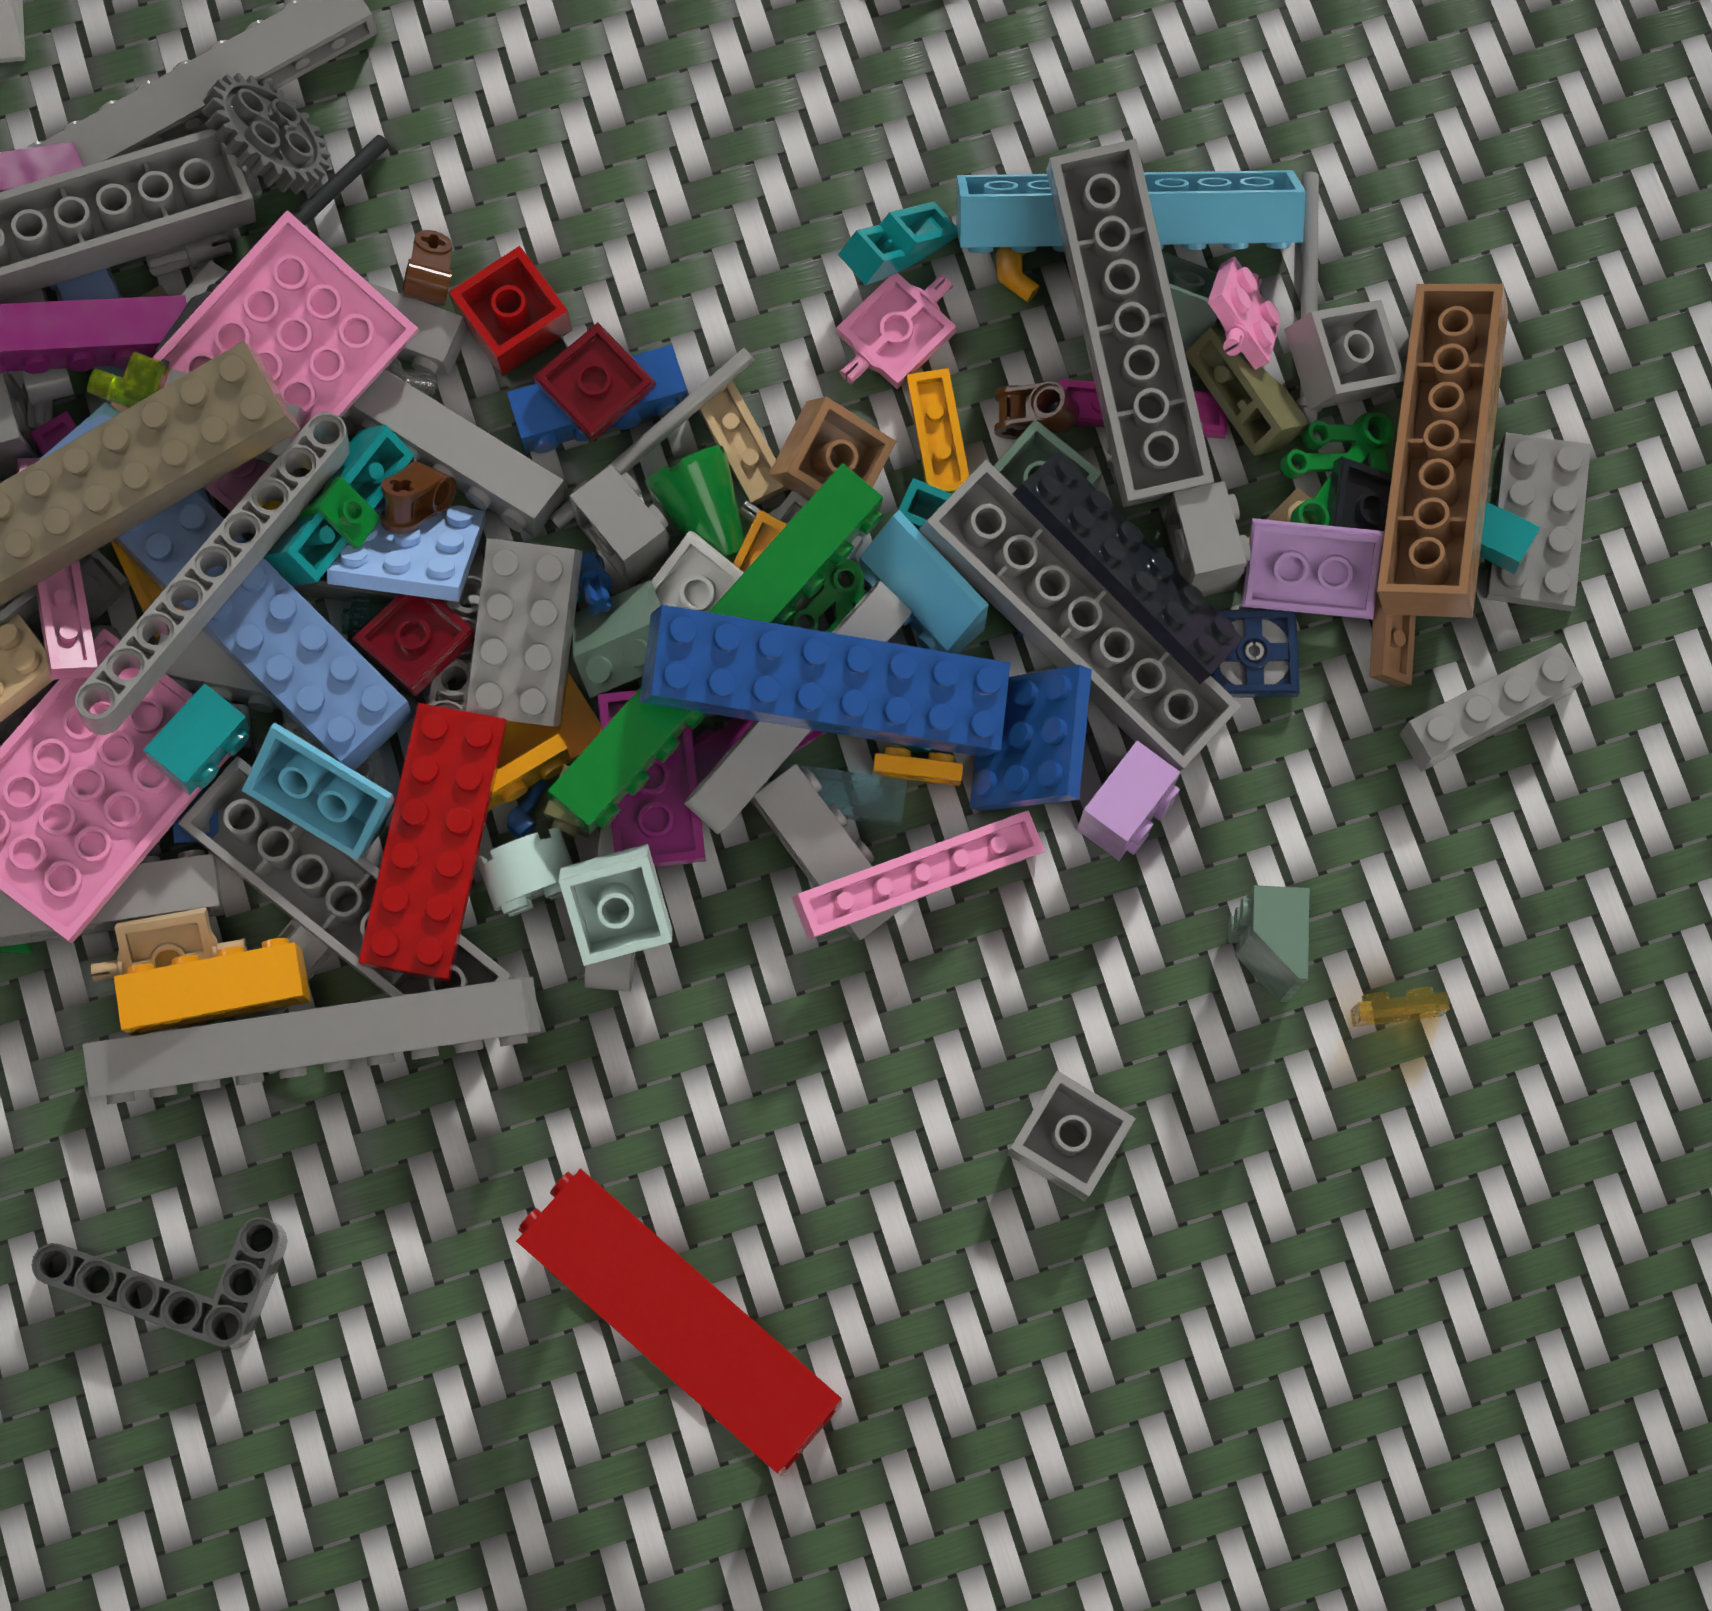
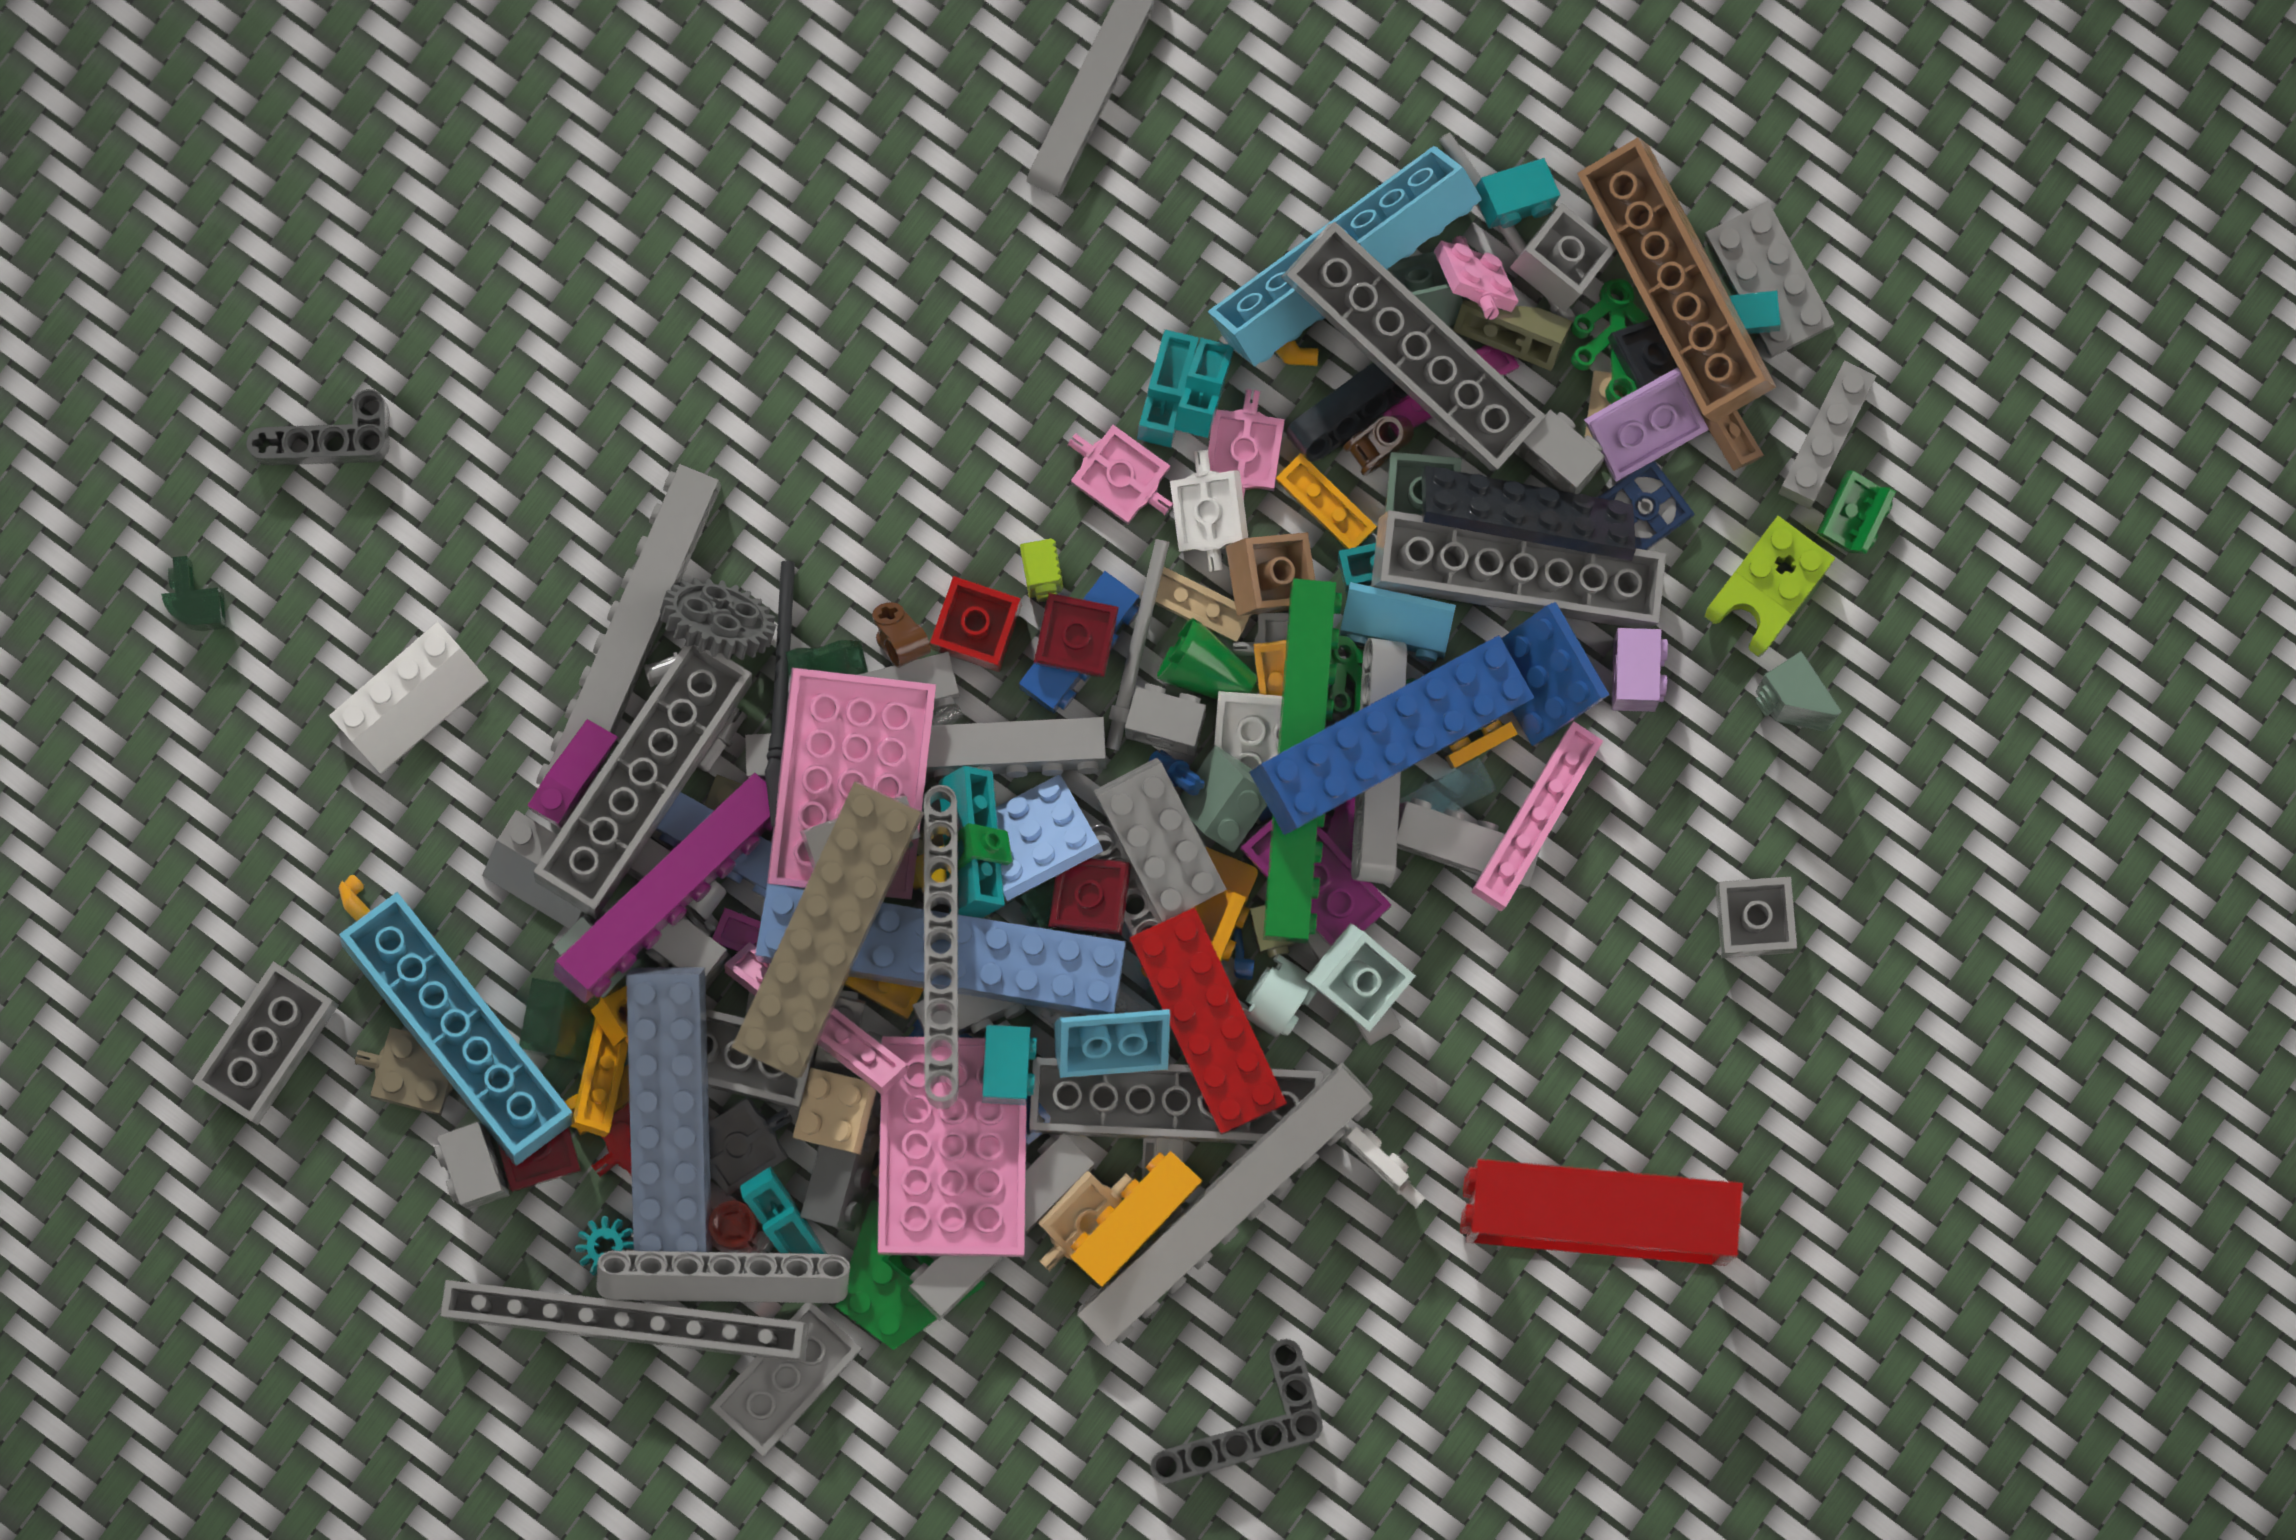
camera: 30 degrees left, 5 degrees up
(141, 379) = (783, 862): clear neon green piece -> none
(353, 247) = (836, 657): none -> clear green brick
(415, 497) = (1015, 800): reddish brown piece -> none
(506, 1121) = (1389, 1168): none -> white plate
(613, 298) = (1041, 568): none -> lime brick
(759, 271) = (1120, 474): none -> bright pink plate
(817, 358) = (1209, 510): none -> white plate
(862, 211) = (1166, 388): none -> teal slope
(1019, 358) = (1344, 413): none -> black beam
(1317, 820) = (1765, 592): none -> lime brick
(1342, 266) = (1517, 194): none -> teal brick
(1417, 1005) = (1894, 690): clear yellow plate -> none
(1465, 804) = (1856, 513): none -> green bracket

